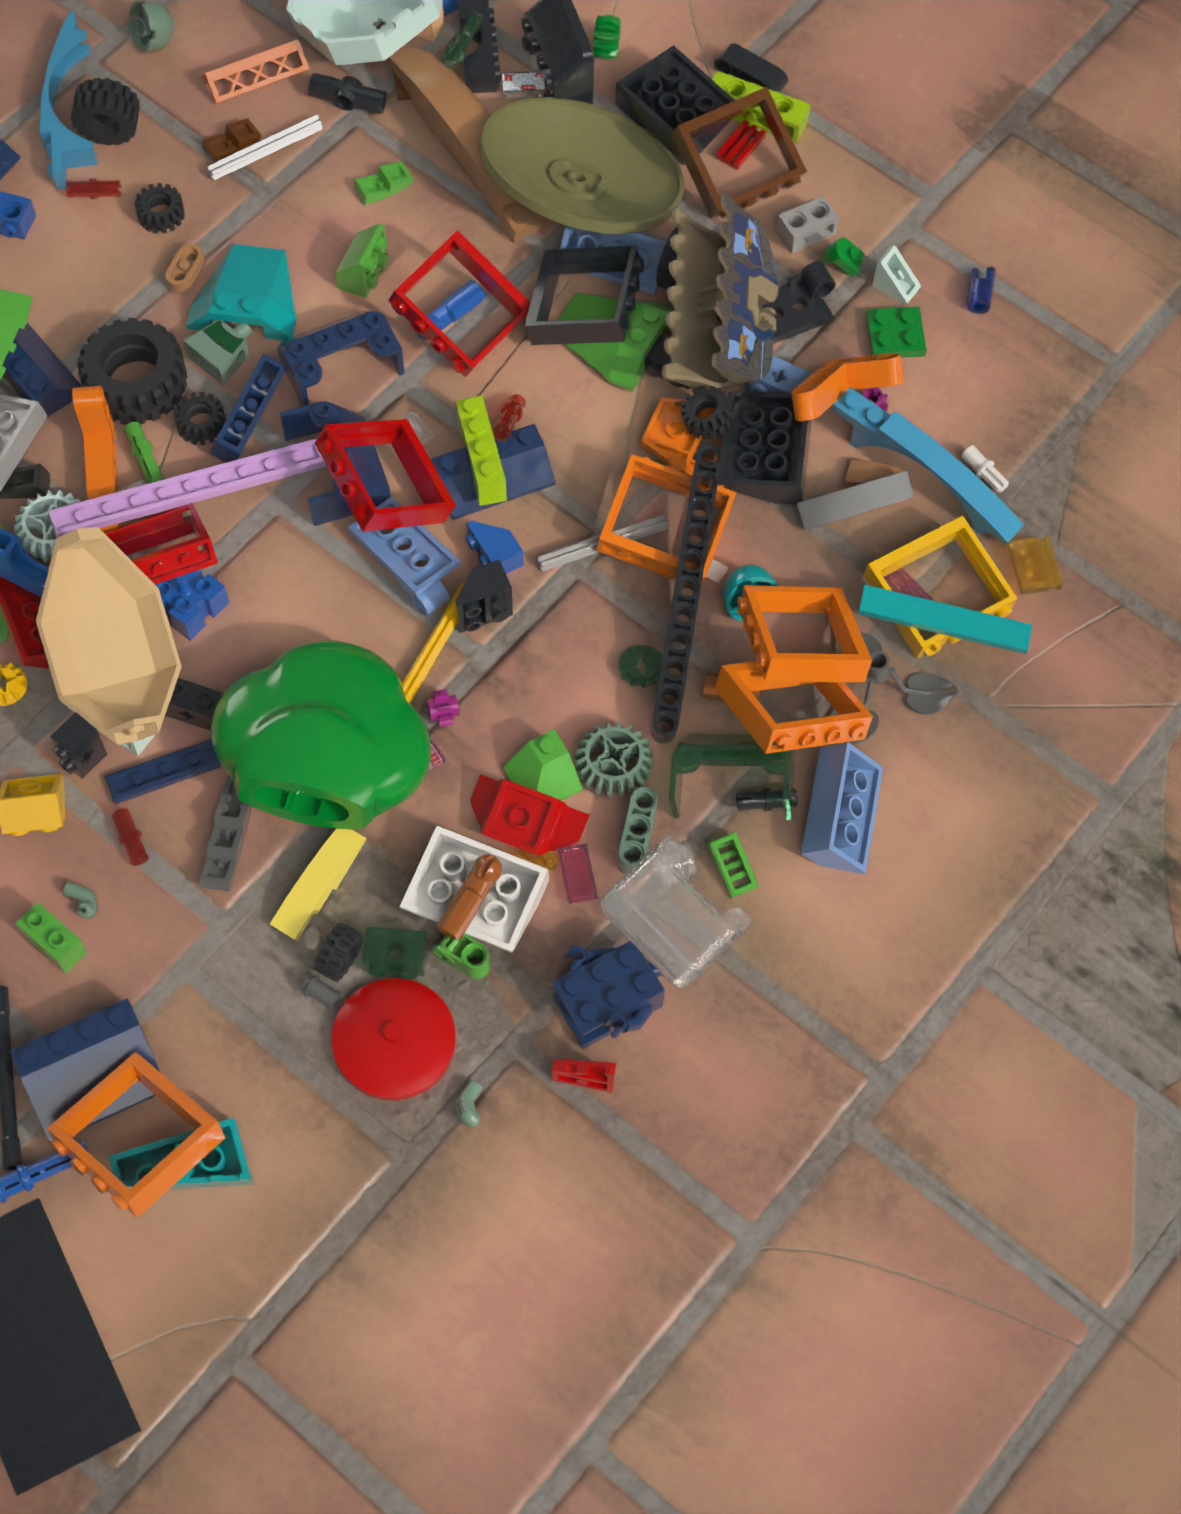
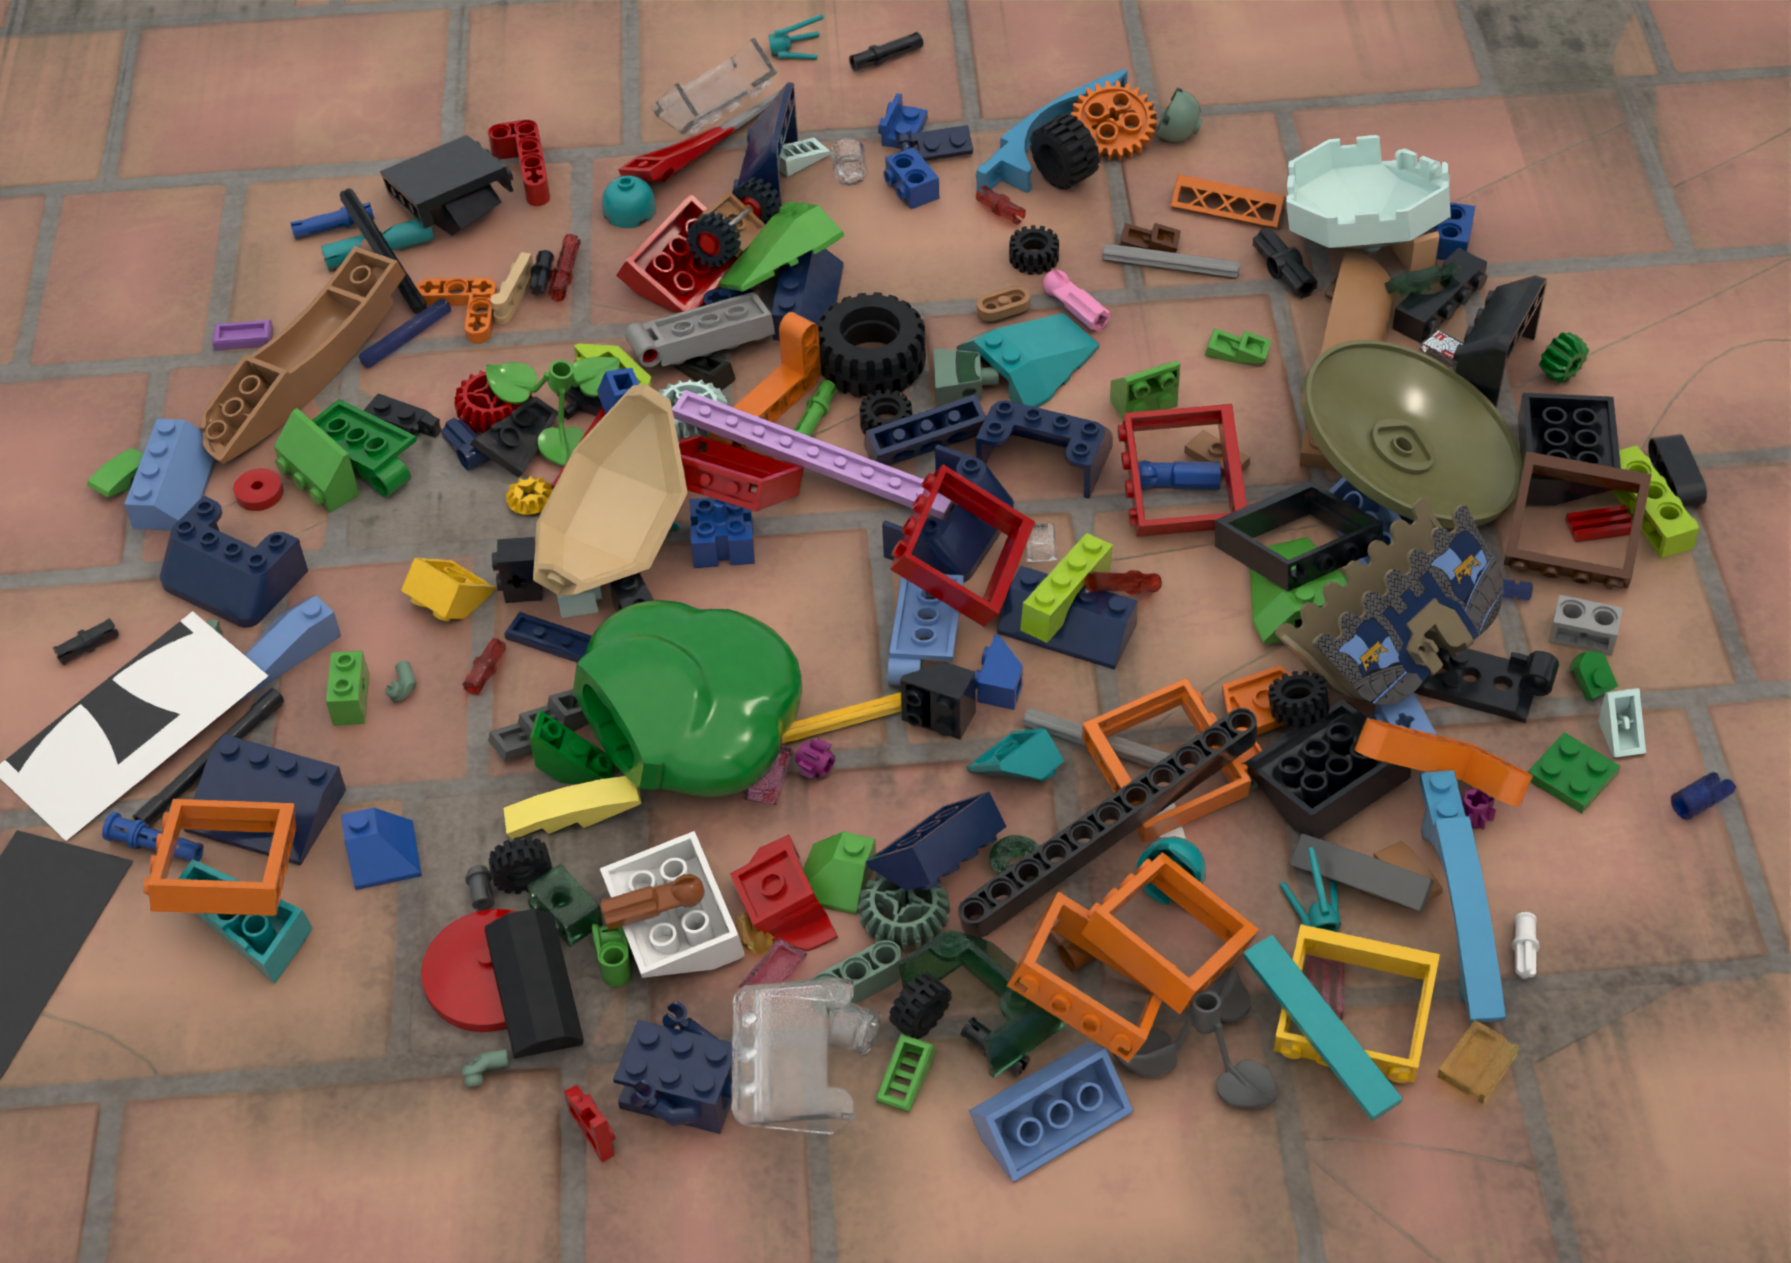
camera: 50 degrees right, 15 degrees down
(84, 50) = (1115, 119): none -> orange gear
(217, 1028) = (380, 847): none -> blue slope
(235, 227) = (1077, 301): none -> bright pink piece
(278, 847) = (567, 754): none -> green slope
(445, 1022) = (533, 983): none -> black piece
(450, 276) = (1208, 448): none -> medium nougat plate
(569, 595) = (1020, 756): none -> teal slope
(595, 697) = (940, 843): none -> dark blue slope
(702, 814) = (920, 1006): none -> black tyre
(860, 547) = (1321, 913): none -> teal plant

